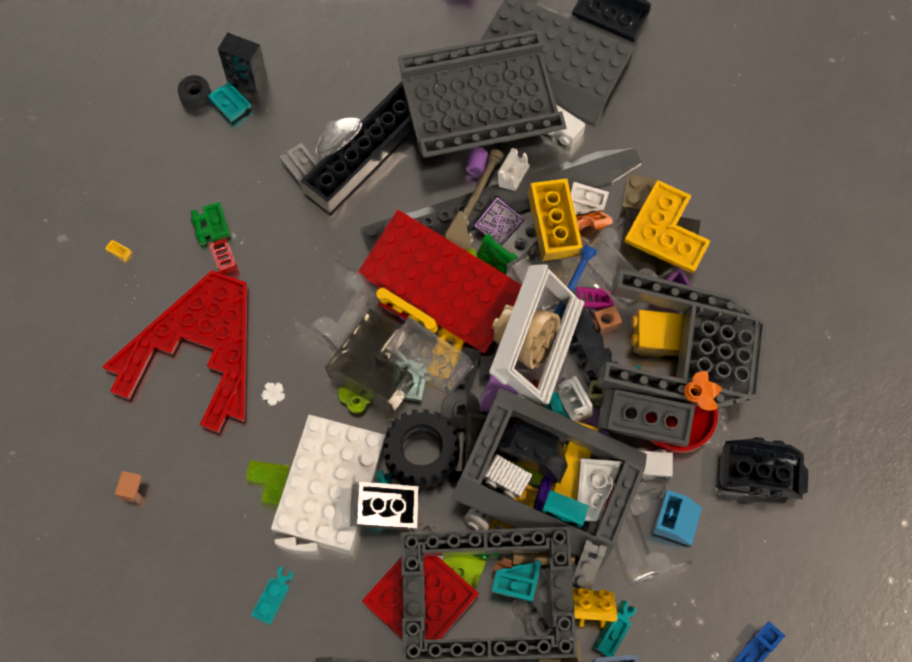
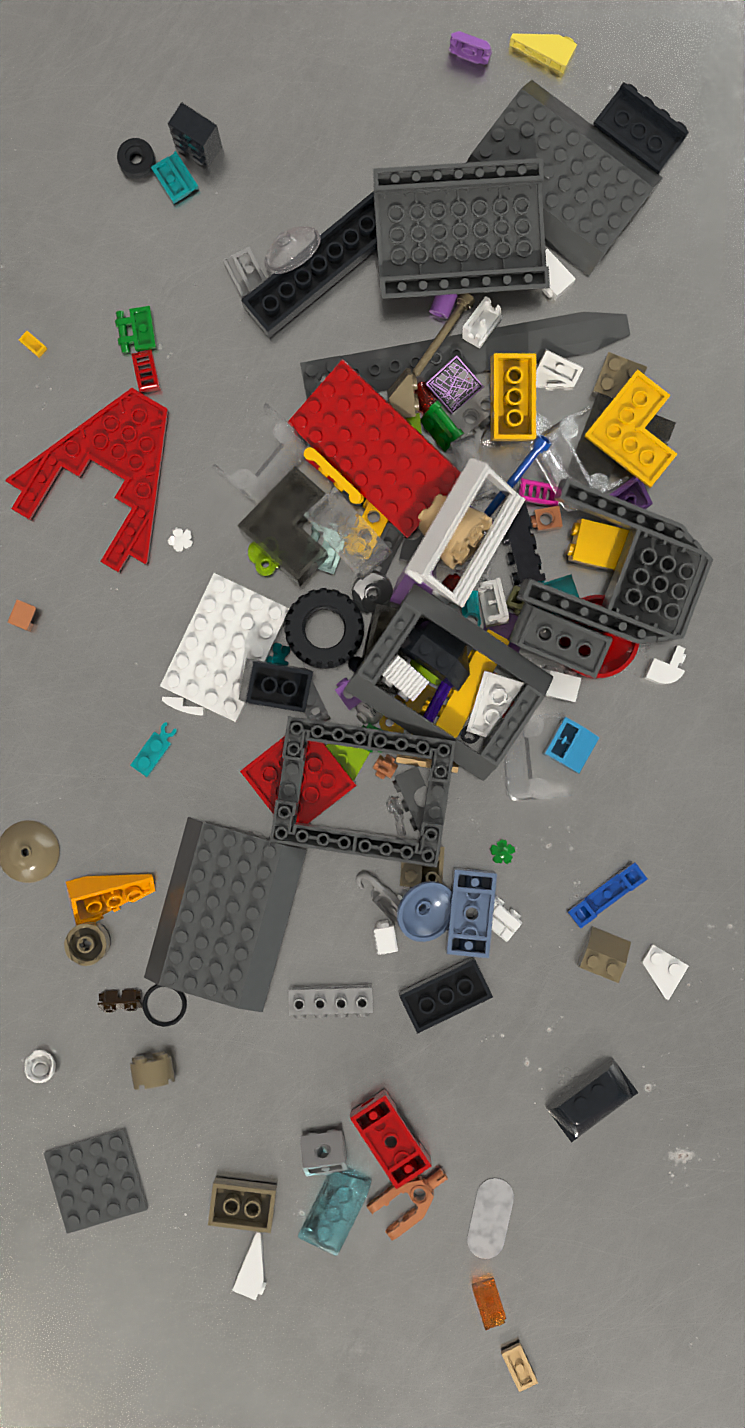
camera: 15 degrees right, 20 degrees up
(272, 475) = (170, 631): clear neon green plate -> none
(457, 515) = (350, 703): none -> medium lavender brick
(477, 237) = (424, 397): none -> clear red cone
(517, 581) = (395, 781): teal wing -> none
(565, 509) = (456, 721): teal slope -> none
(588, 565) = (469, 778): light grey plate -> none
(594, 606) = (467, 817): yellow plate -> none
(597, 220) = (560, 398): orange plate -> none
(615, 631) = (483, 843): teal plate -> none
(635, 637) = (502, 852): none -> green plant
(704, 390) = (626, 625): orange plate -> none
(752, 429) = (666, 673): none -> white brick
(763, 468) = (672, 711): black slope -> none

